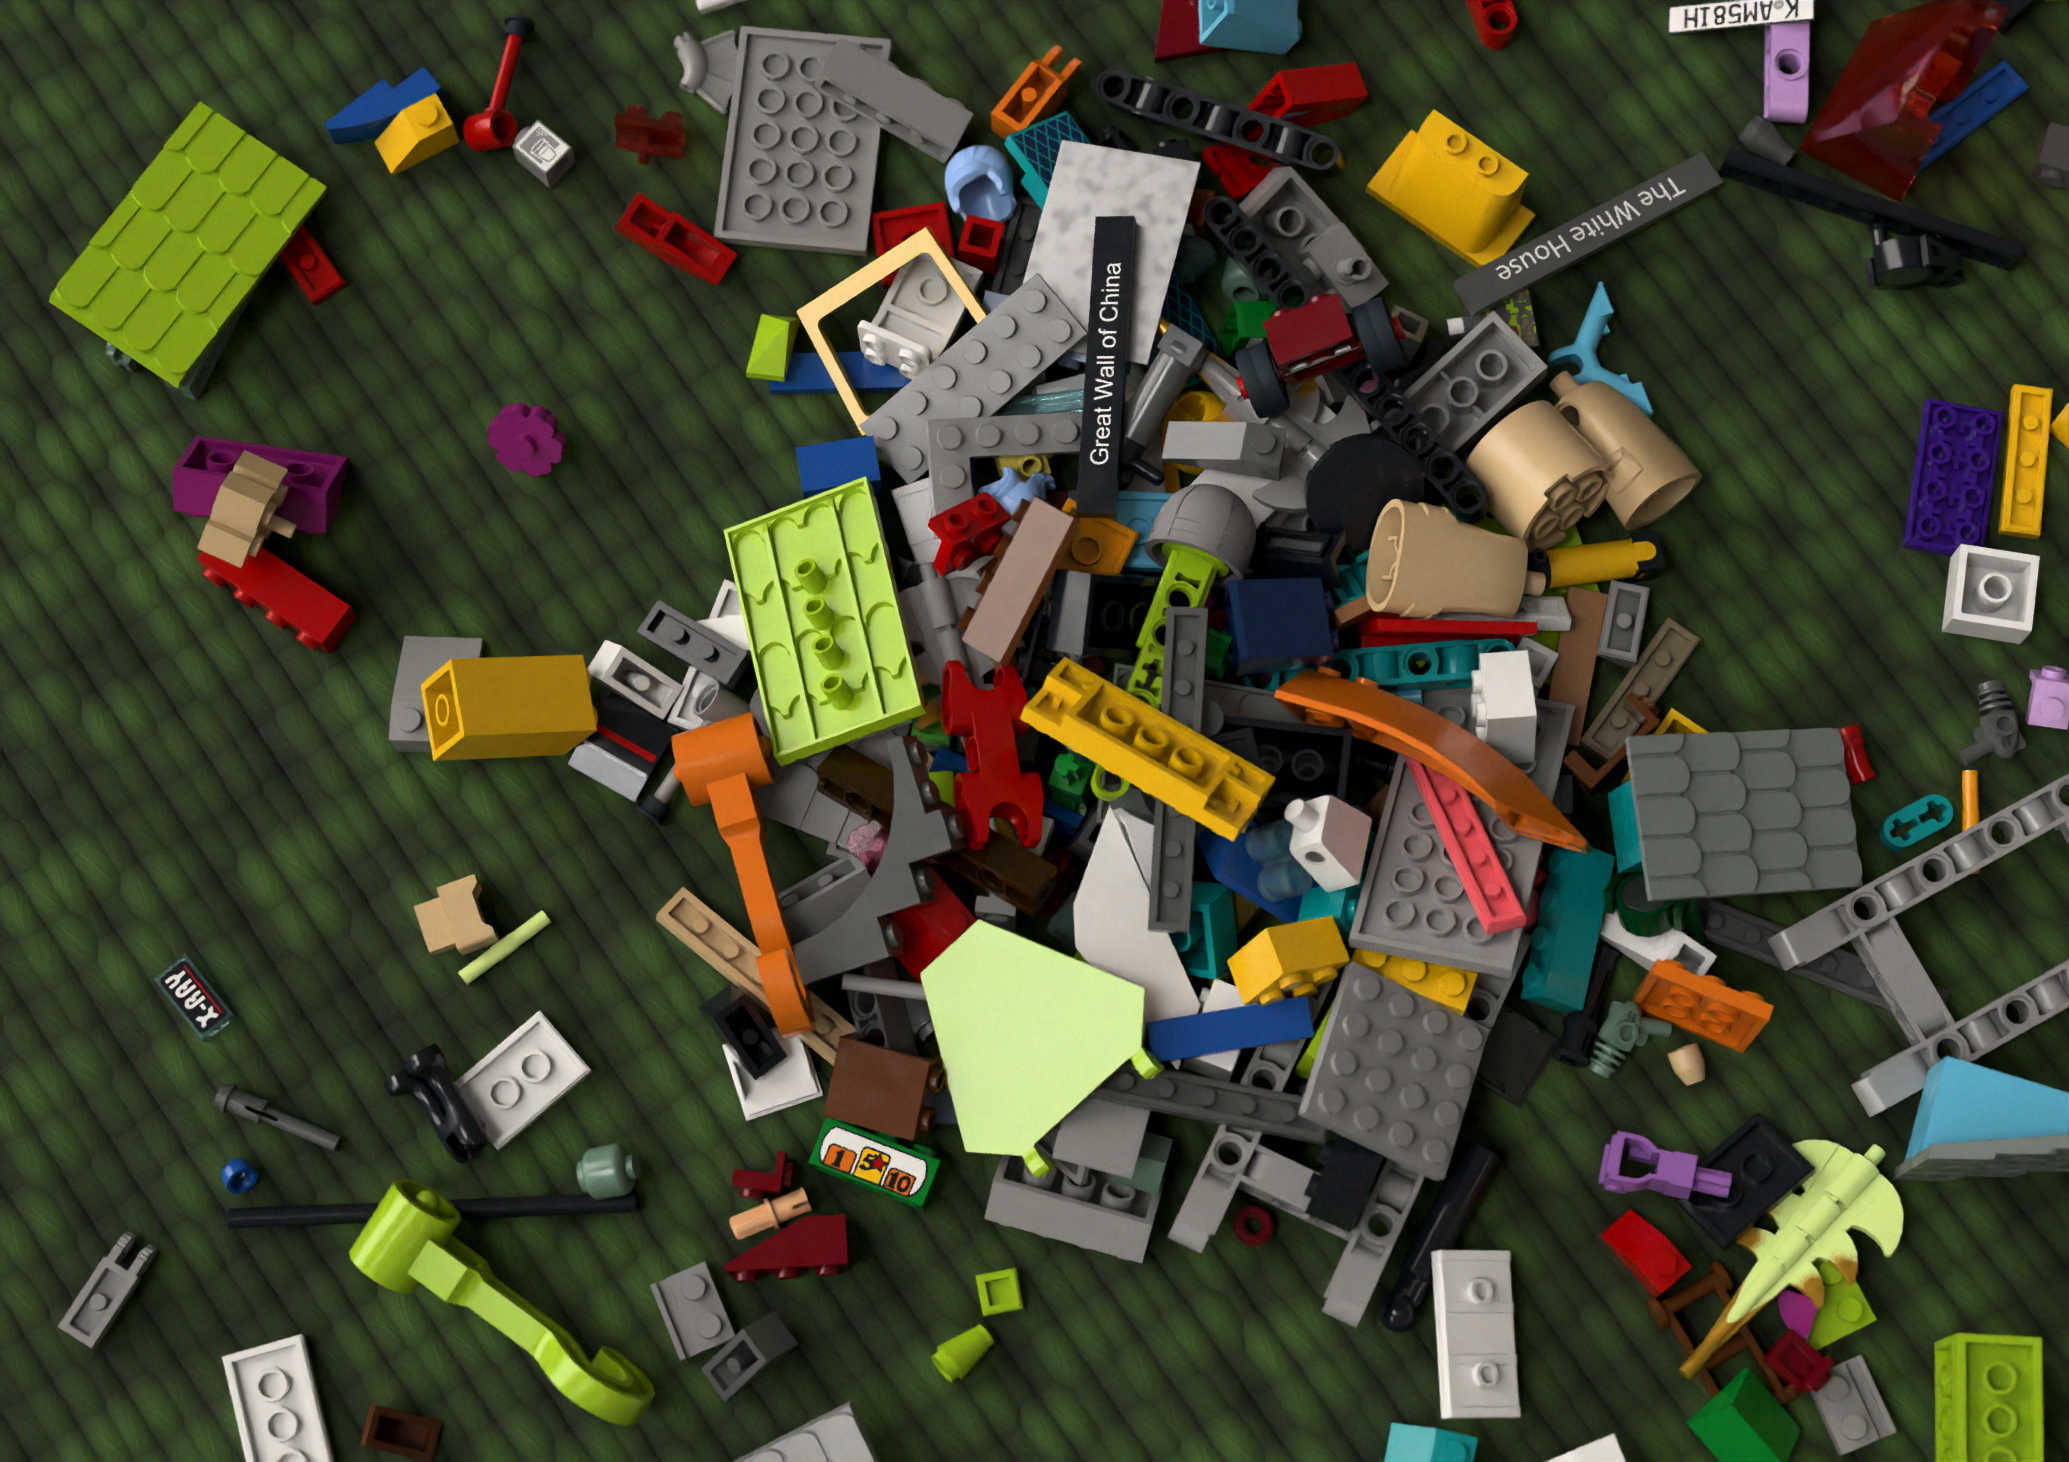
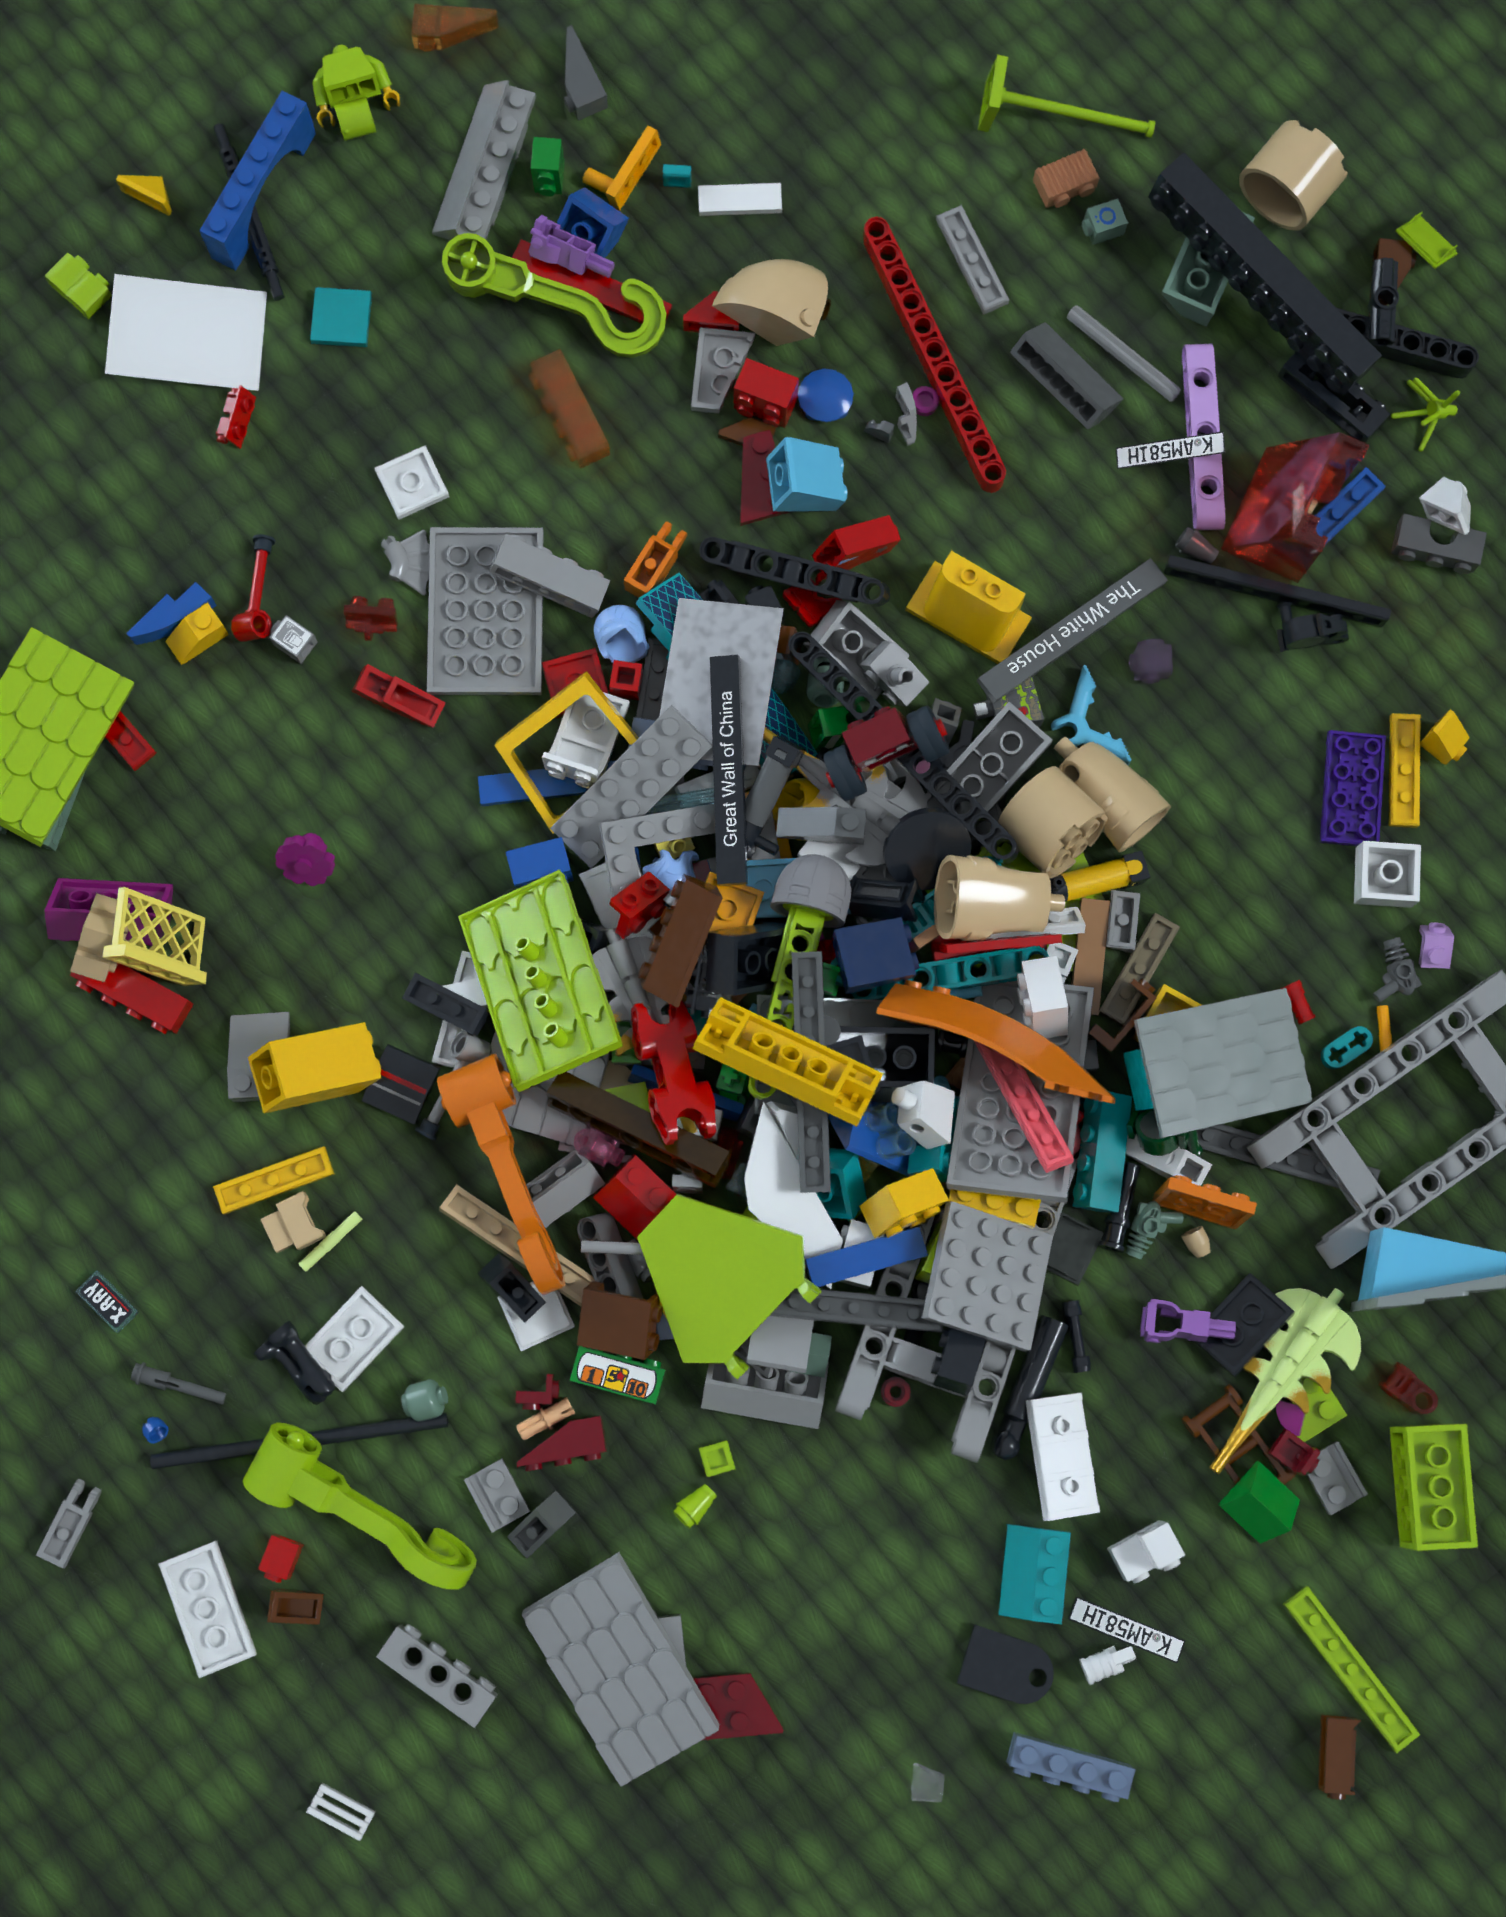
camera: 10 degrees left, 5 degrees up
(311, 545) = (155, 960): none -> light yellow fence
(388, 1365) = (280, 1558): none -> red brick
(437, 859) = (273, 1180): none -> yellow tile
(634, 679) = (403, 1033): white slope -> none
(772, 347) = (479, 772): lime slope -> none
(901, 881) = (617, 1172): dark grey arch -> none
(1512, 1210) = (1080, 1362): none -> black bar
(1645, 1252) = (1178, 1383): red slope -> none
(1692, 285) = (1151, 661): none -> clear purple brick
(1963, 1292) = (1407, 1390): none -> clear red piece

